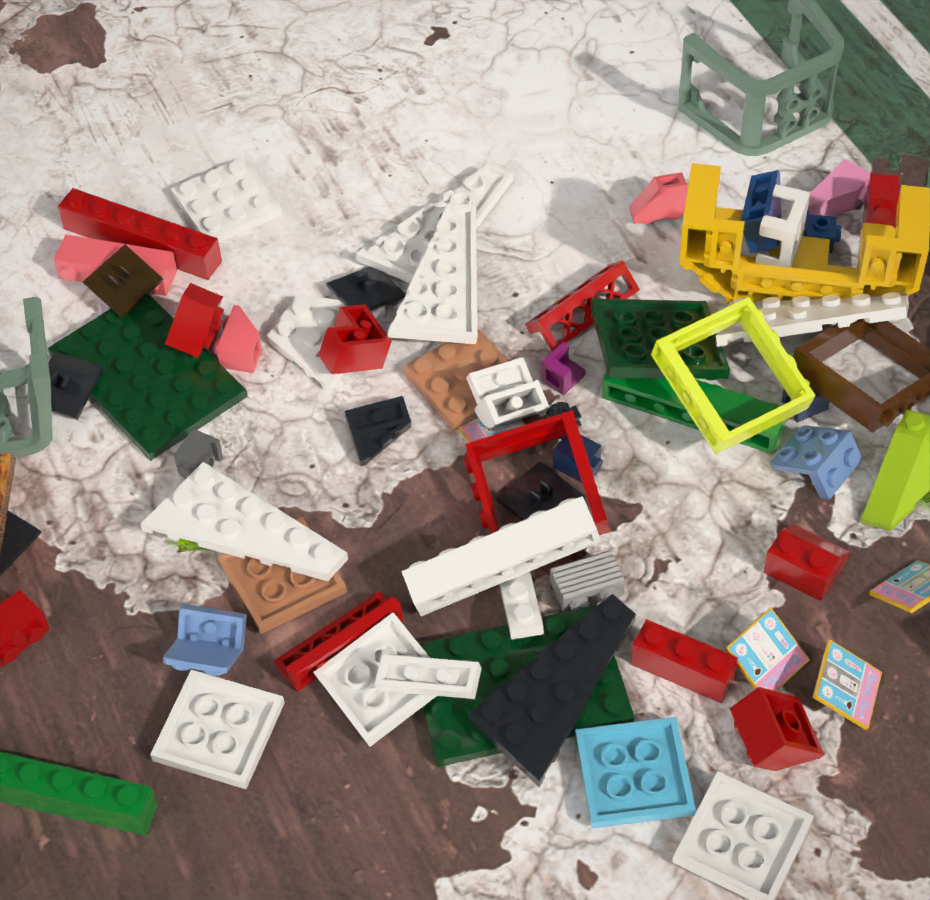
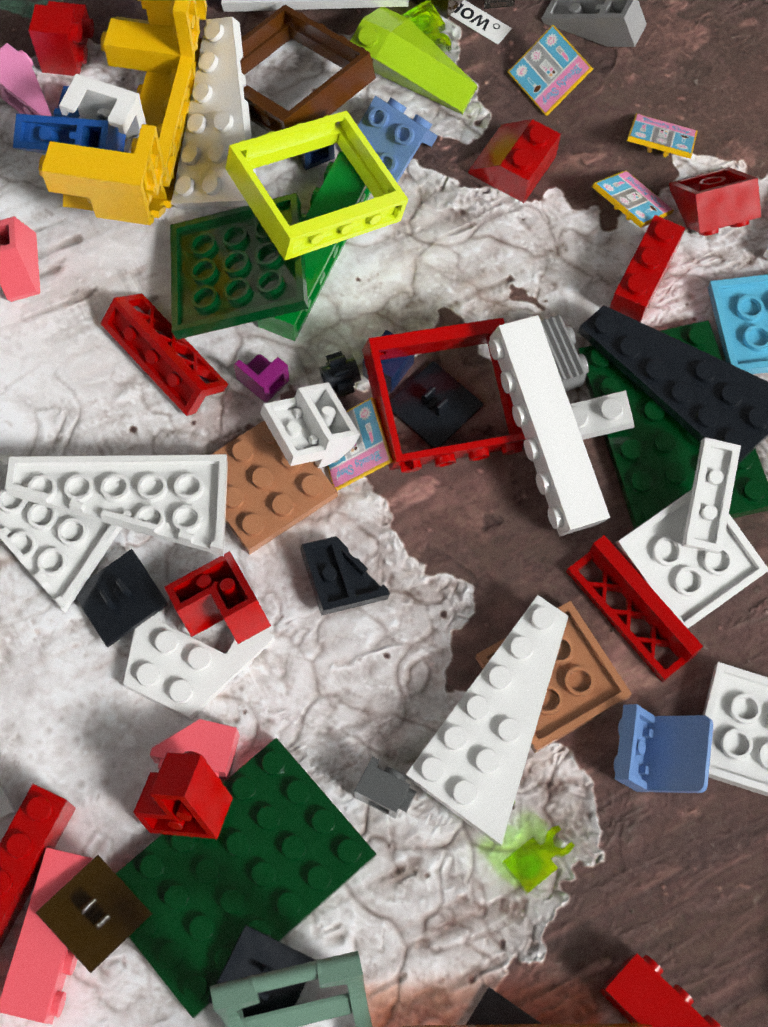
camera: 95 degrees left, 15 degrees up
(131, 557) = (533, 862): none -> clear neon green plate

